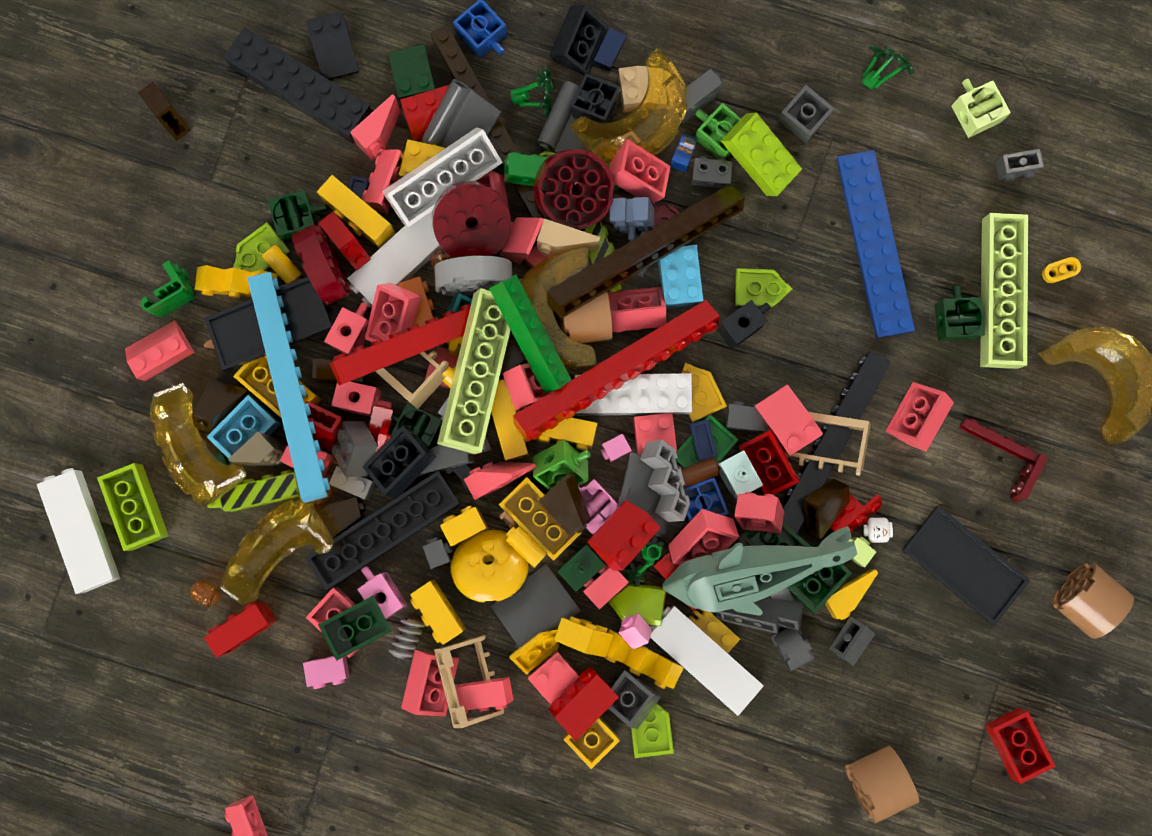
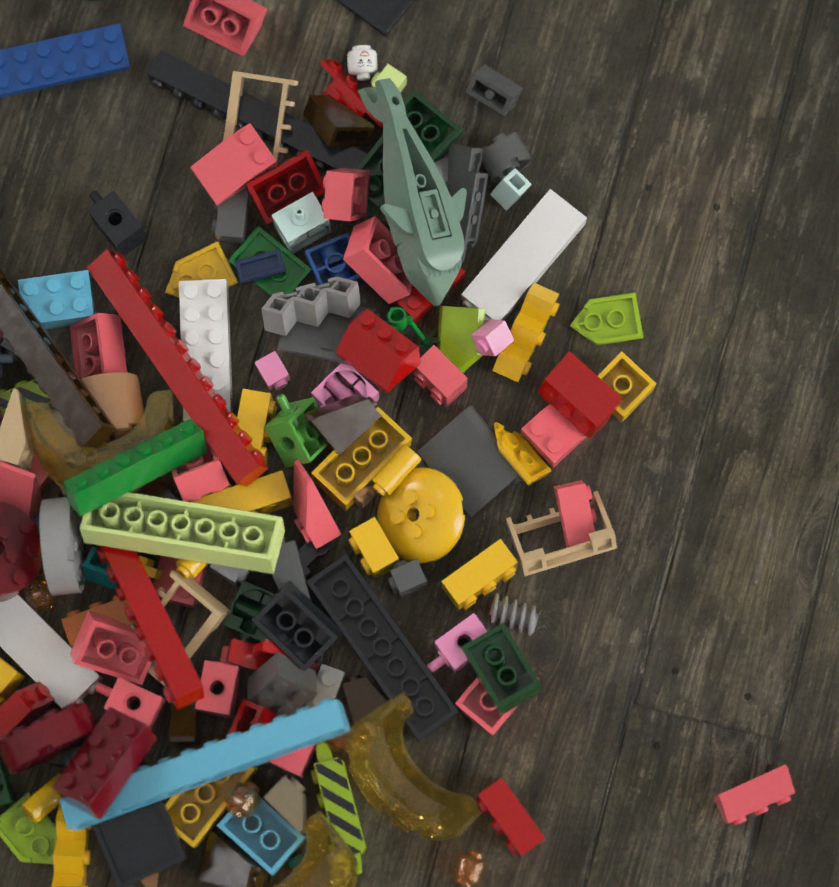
camera: 85 degrees left, 5 degrees down
(263, 415) = (243, 799): none -> clear orange head
(293, 306) = (104, 763): none -> dark red brick
(325, 670) = (557, 711): bright pink brick -> none
(424, 686) = (569, 587): coral slope -> none
(581, 568) = (419, 405): dark green piece -> none
(584, 636) = (500, 397): yellow brick -> none
(634, 699) = (575, 335): dark grey brick -> none
(654, 428) = (248, 327): coral brick -> none
(700, 472) = (298, 266): reddish brown brick -> none
(715, 630) = (486, 247): yellow hinge -> none
(759, 286) = (68, 206): lime tile -> none
(764, 651) = (510, 189): none -> light aqua brick
(849, 595) = (440, 93): yellow slope -> none
(882, 784) = (655, 53): medium nougat brick -> none

